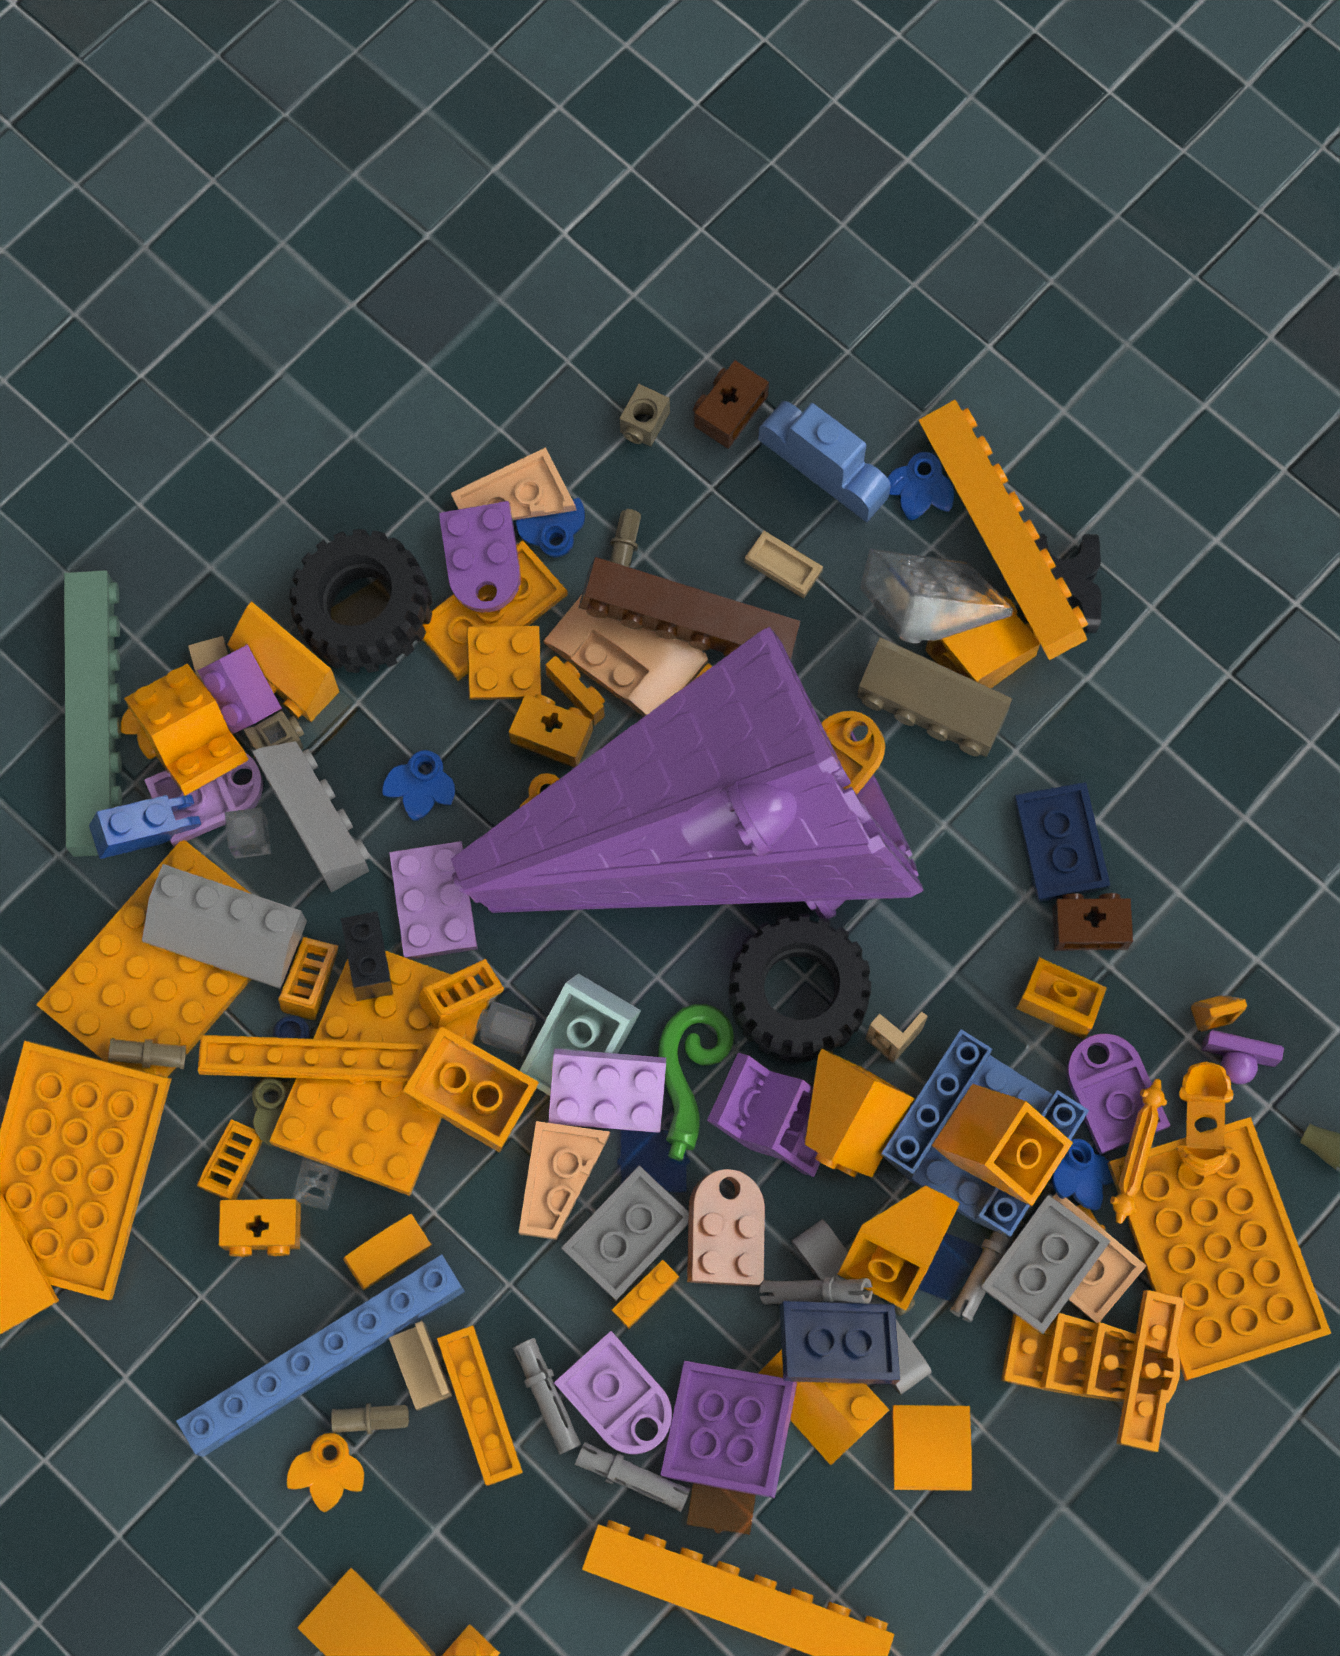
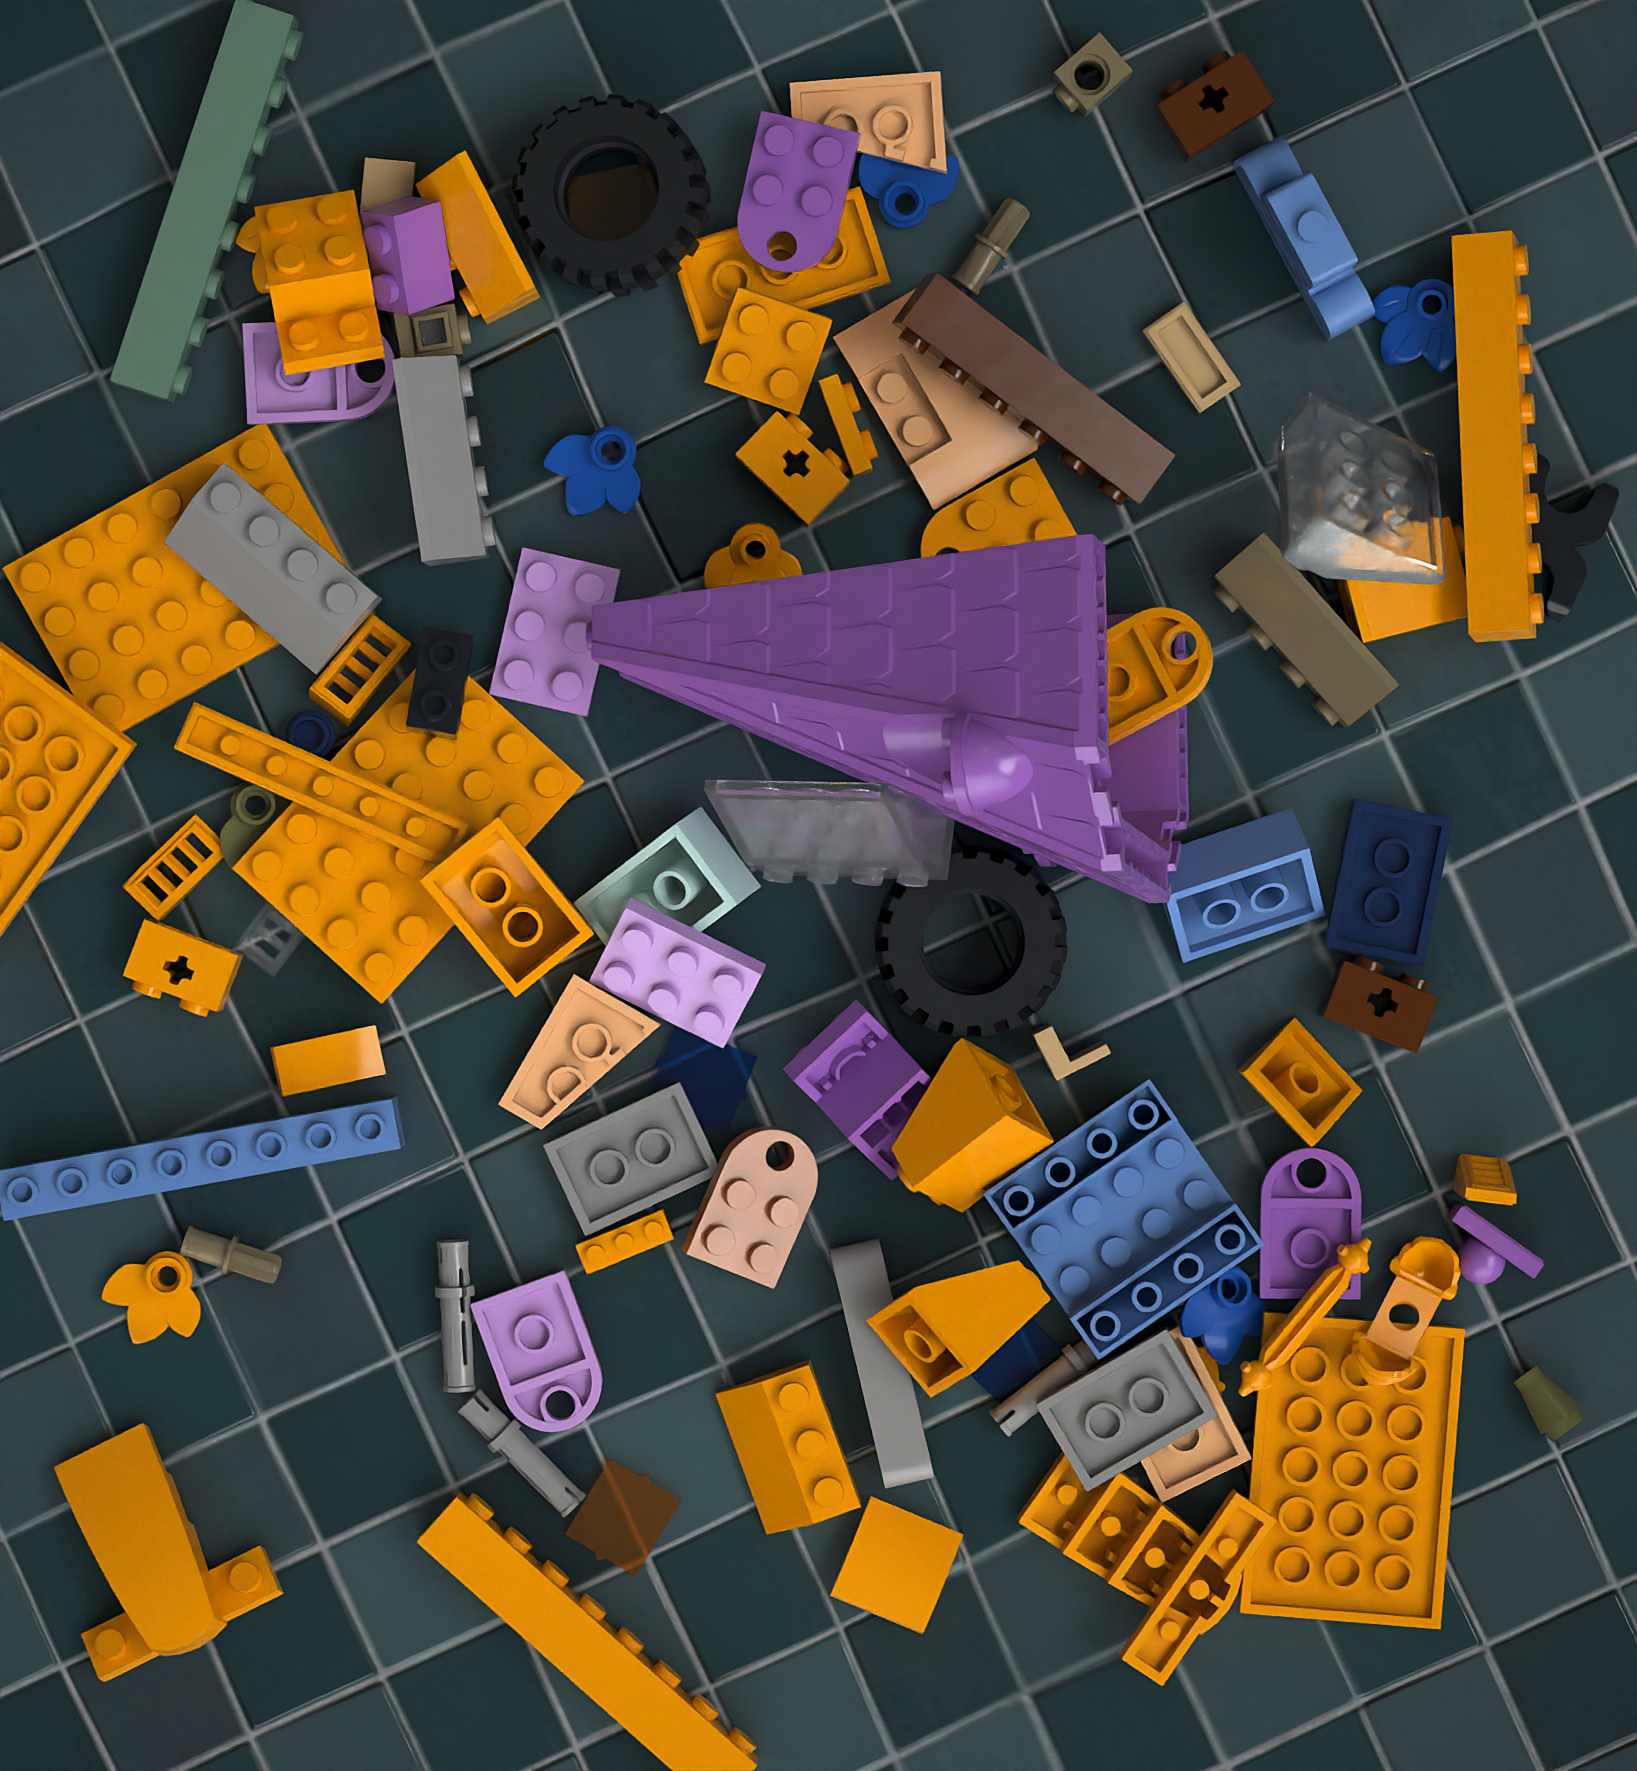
camera: 20 degrees right, 15 degrees up
(140, 825) = (214, 392): hinge -> none
(147, 1053) = (119, 695): dark tan pin -> none
(247, 833) = (350, 450): clear brick -> none
(420, 1366) = (316, 1217): tan panel -> none
(441, 1016) = (499, 783): light orange slope -> none
(480, 1406) = (370, 1294): light orange plate -> none
(506, 1028) = (582, 839): clear brick -> none
(673, 938) = (834, 831): none -> clear slope
(686, 1118) = (763, 1043): bright green plant -> none
(729, 1429) = (659, 1447): medium lavender plate -> none
(827, 1290) = (847, 1336): light grey pin -> none
(839, 1342) = (831, 1407): dark blue plate -> none
(965, 882) = (1242, 885): none -> medium blue slope
(1003, 1143) = (1135, 1247): light orange slope -> none

